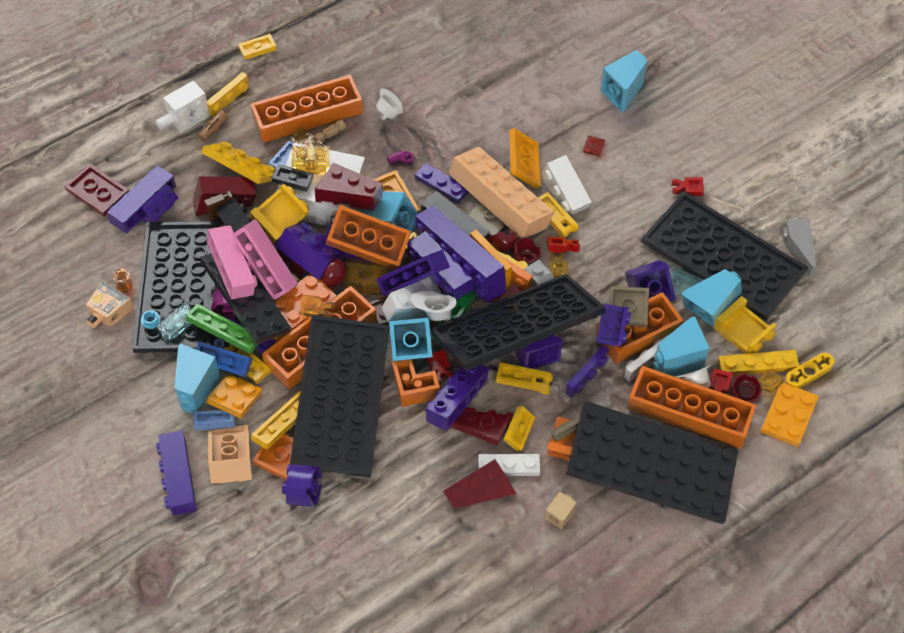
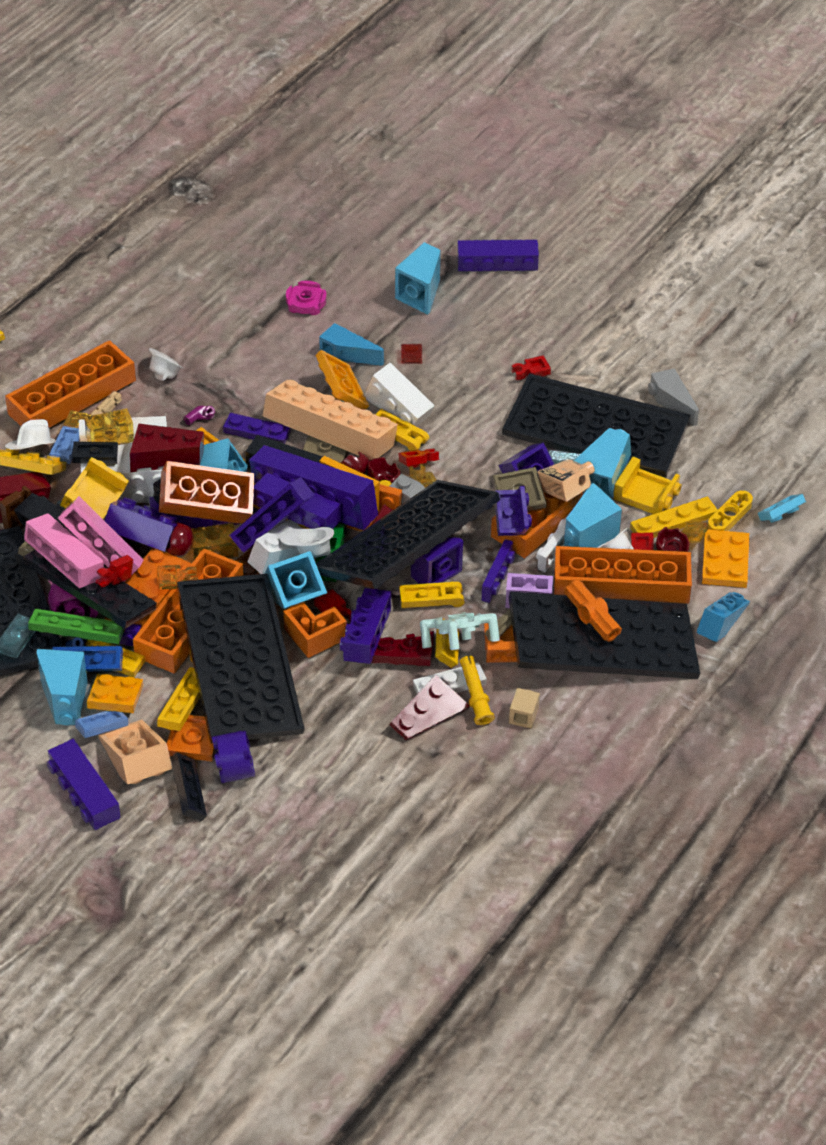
camera: 20 degrees left, 10 degrees down
(258, 144) = (31, 434): none -> white piece
(258, 501) = (188, 787): none -> black plate
(265, 293) = (118, 571): none -> red plate
(523, 80) = (299, 304): none -> dark pink plate
(524, 492) = (478, 699): none -> yellow pin
(533, 417) = (465, 621): none -> light aqua plate
(543, 127) = (350, 347): none -> dark azure slope
(606, 396) = (528, 584): none -> lavender brick
(648, 439) = (592, 610): none -> orange piece
(671, 306) = (566, 479): none -> light nougat torso
(699, 73) = (497, 255): none -> dark purple brick
(765, 470) = (721, 616): none -> dark azure slope
(860, 378) = (775, 511): none -> medium azure plate

